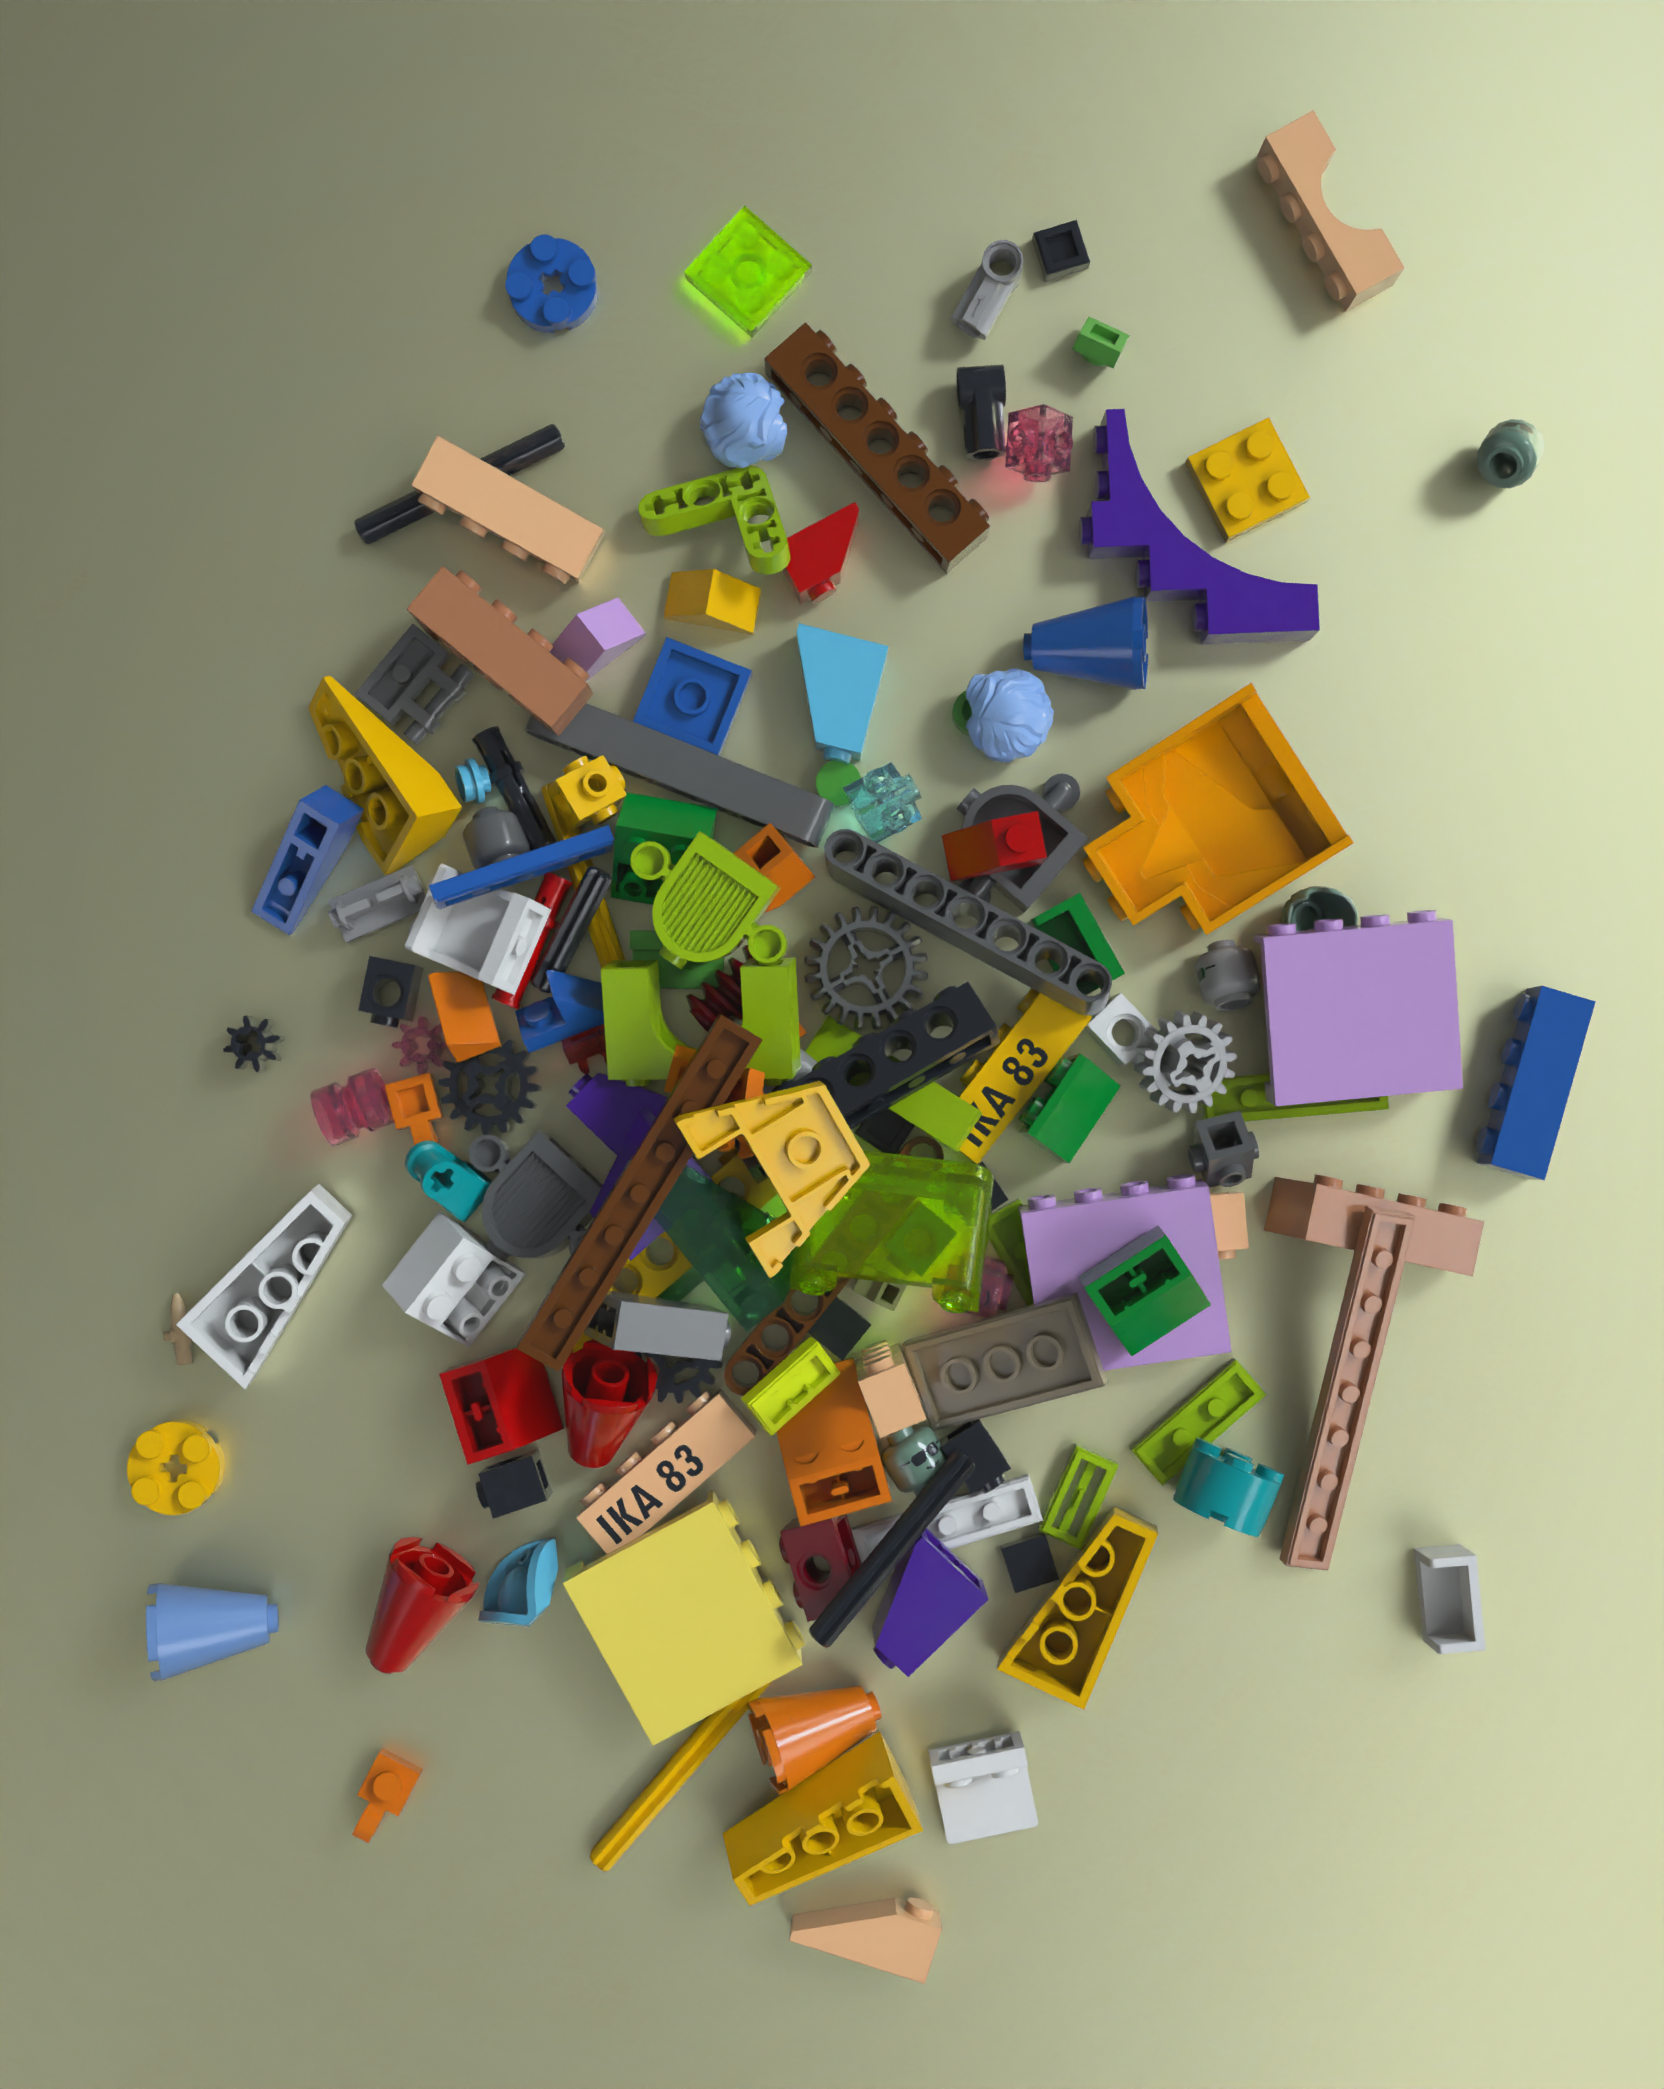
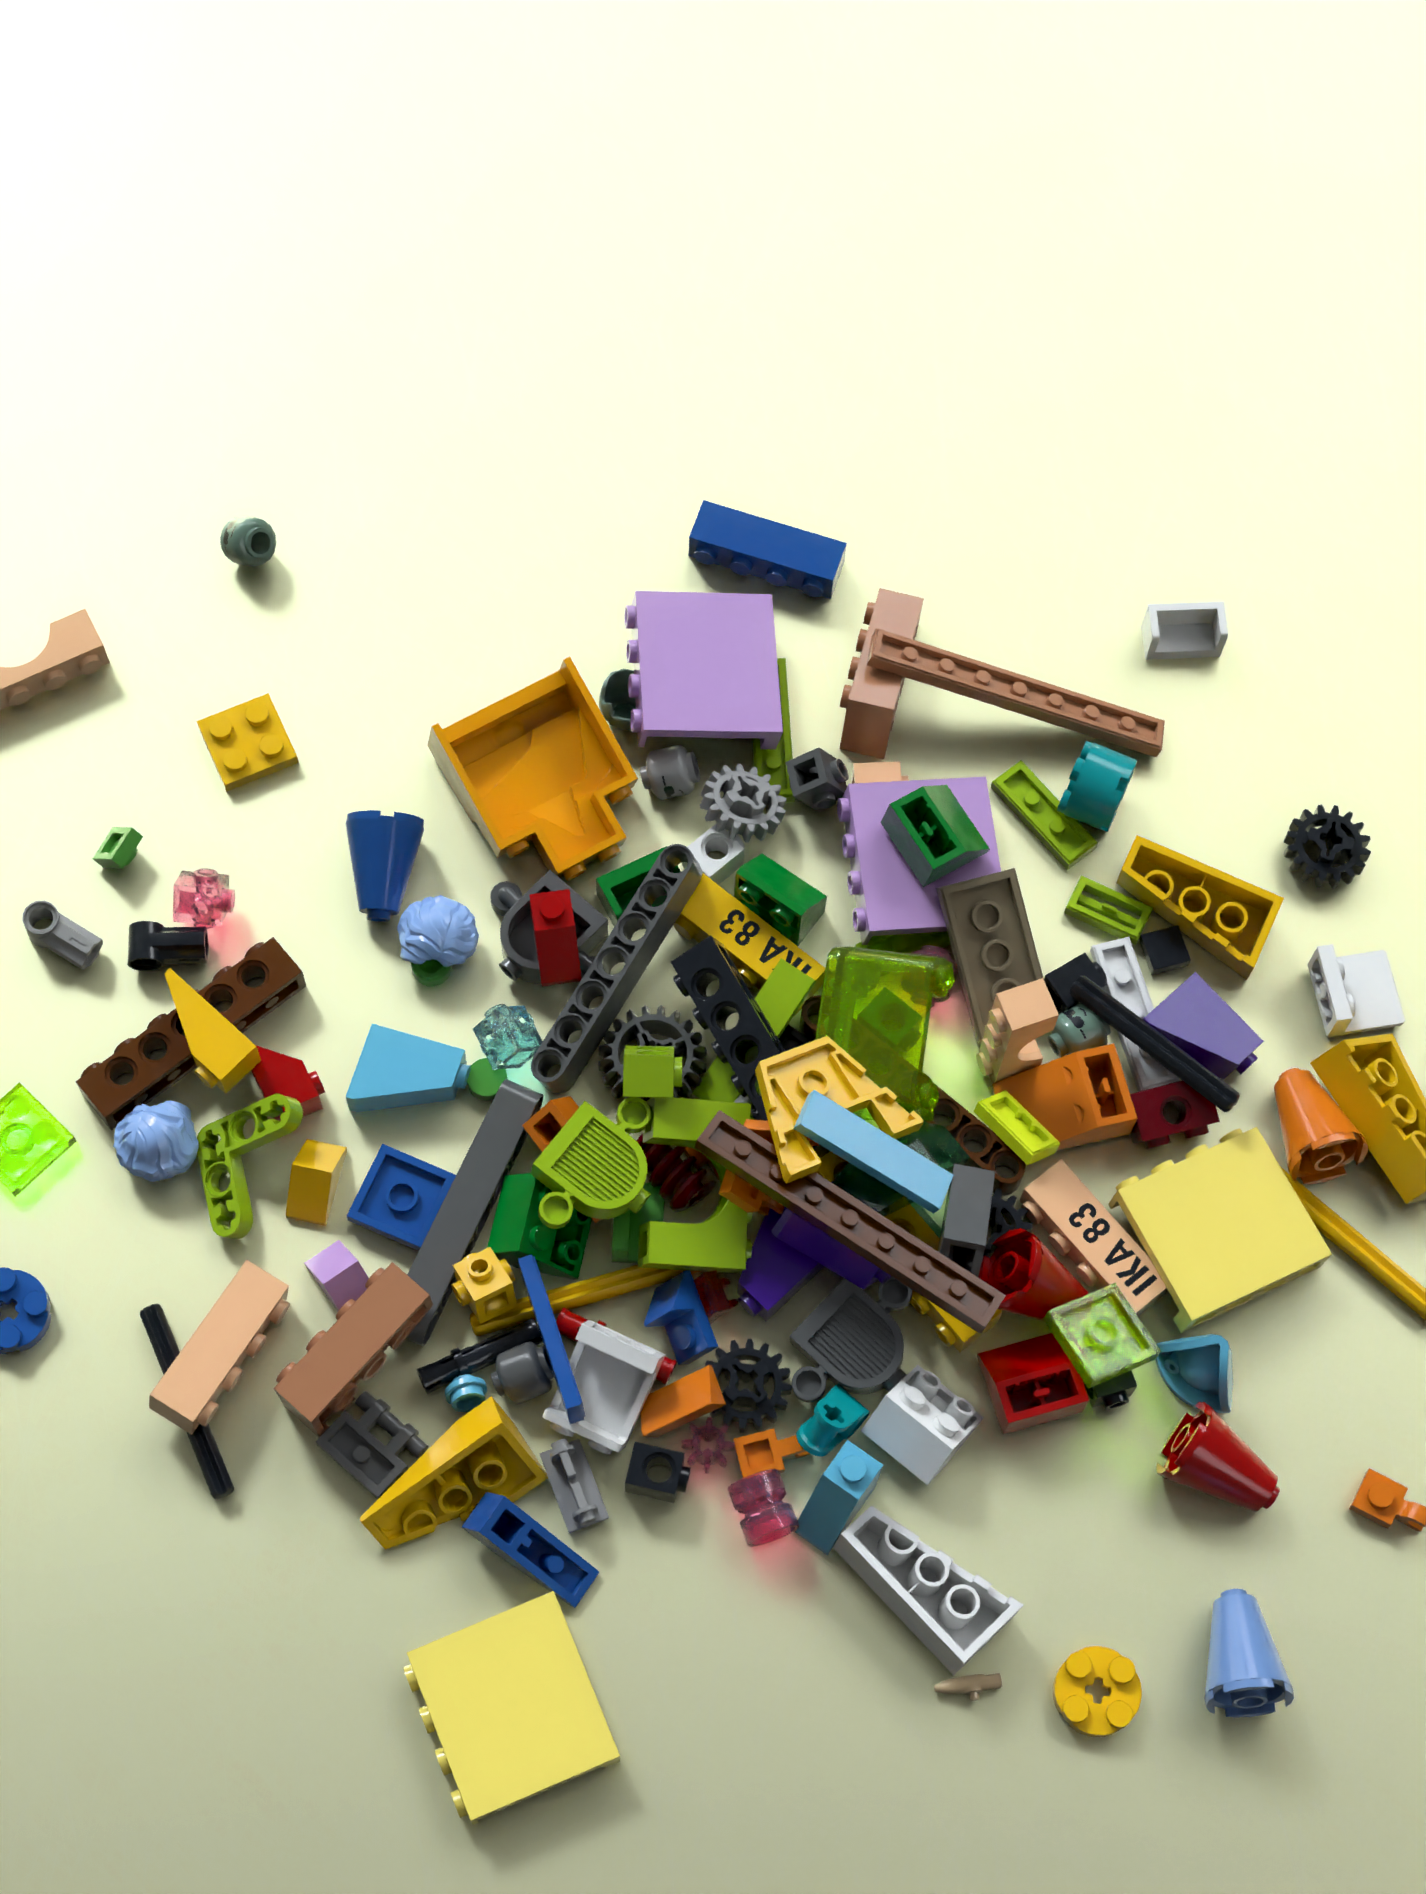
camera: 90 degrees left, 20 degrees down
(136, 850) = (510, 1707): none -> light yellow panel
(243, 1049) = (698, 1589): black gear -> none
(362, 1190) = (838, 1496): none -> medium azure slope
(539, 1480) = (1101, 1335): none -> clear neon green plate
(572, 926) = (607, 1306): black axle -> none
(724, 1219) = (873, 1151): none -> medium azure tile
(823, 962) = (651, 1071): none -> lime brick
(839, 1328) = (967, 1090): black tile -> none
(854, 461) = (217, 1046): none -> yellow slope
(881, 1293) = (935, 1057): dark tan piece -> none
(1060, 250) = (30, 879): black tile -> none
(1167, 1780) = (1343, 844): none -> black gear
(1173, 568) = (316, 802): dark purple arch -> none

